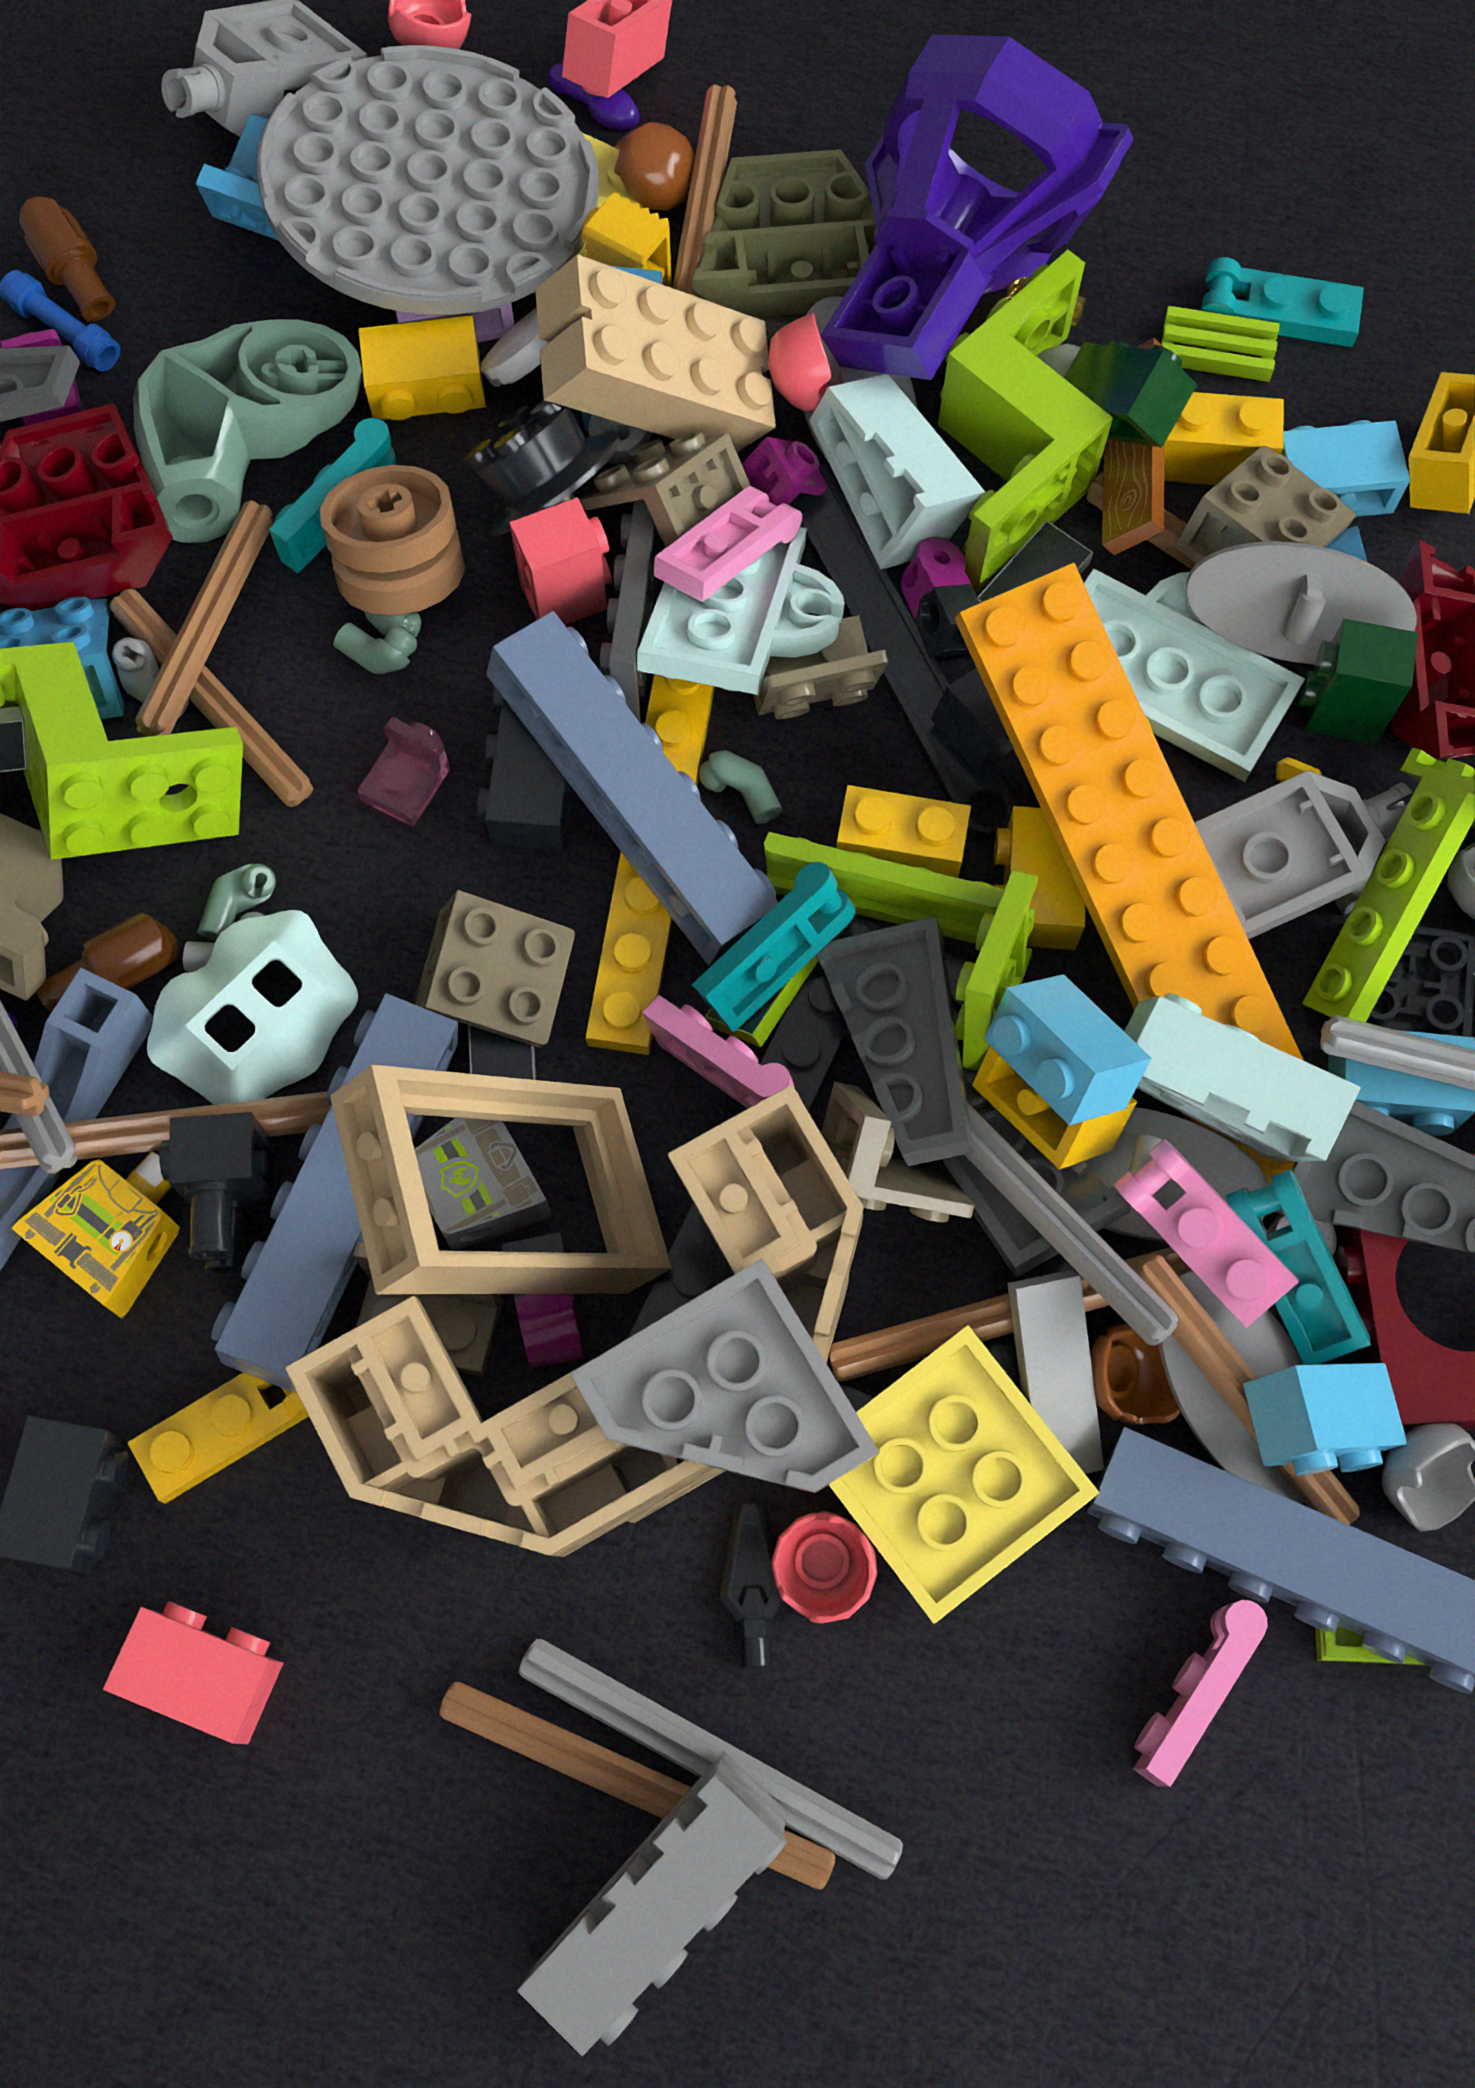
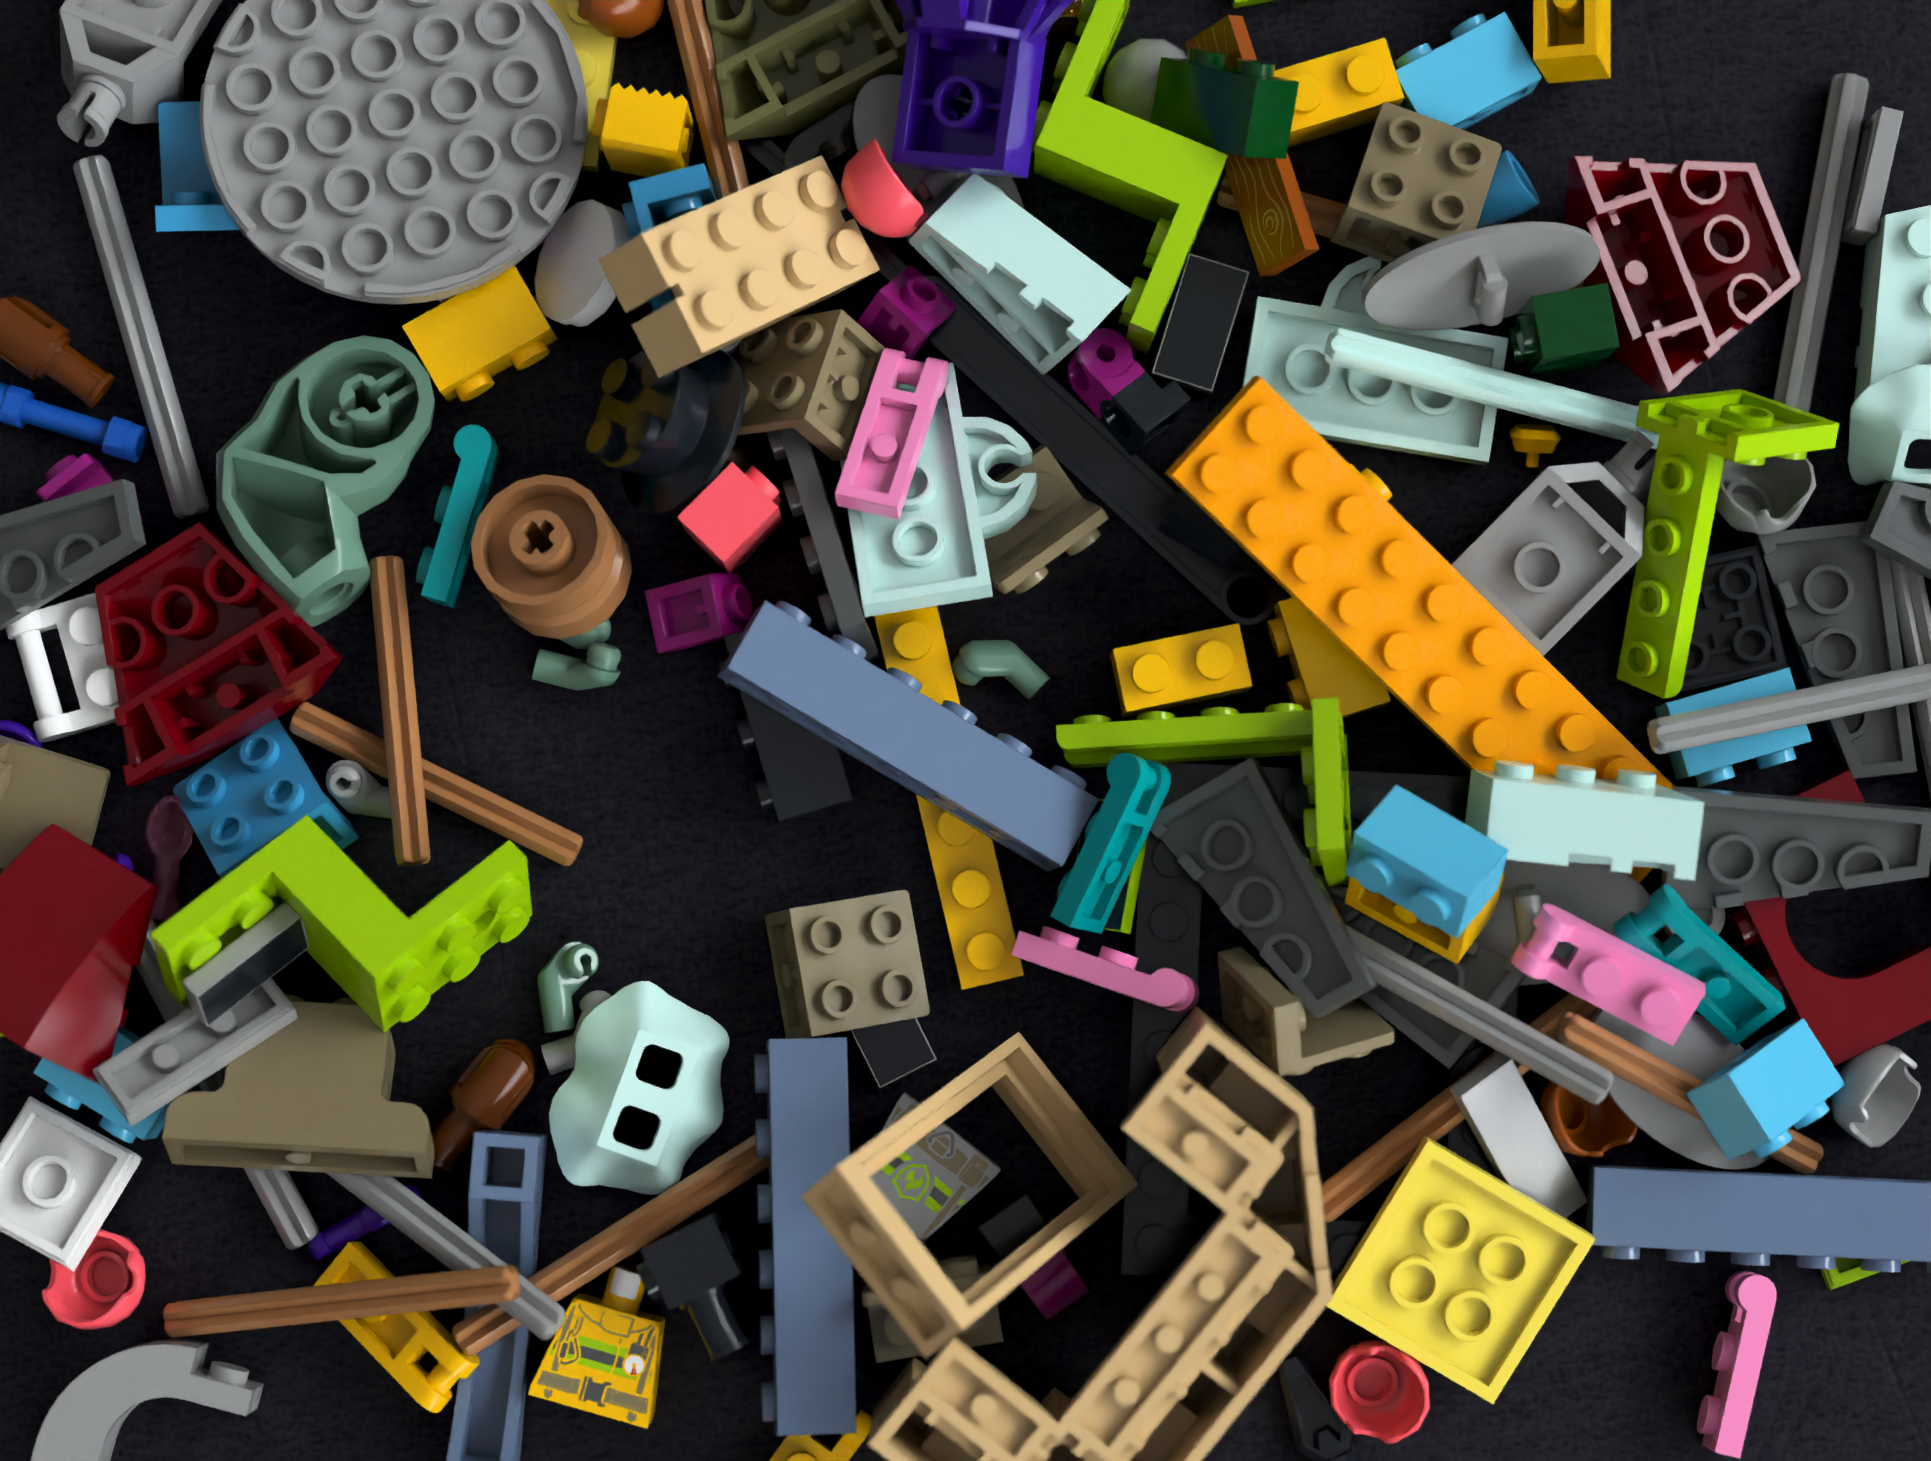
camera: 25 degrees left, 15 degrees up
(152, 275) = (141, 337): none -> light grey axle
(406, 771) = (668, 788): clear pink bracket -> none
(484, 627) = (698, 610): none -> magenta bracket
(730, 1389) = (1263, 1316): light grey plate -> none
(1267, 697) = (1483, 385): none -> light aqua axle

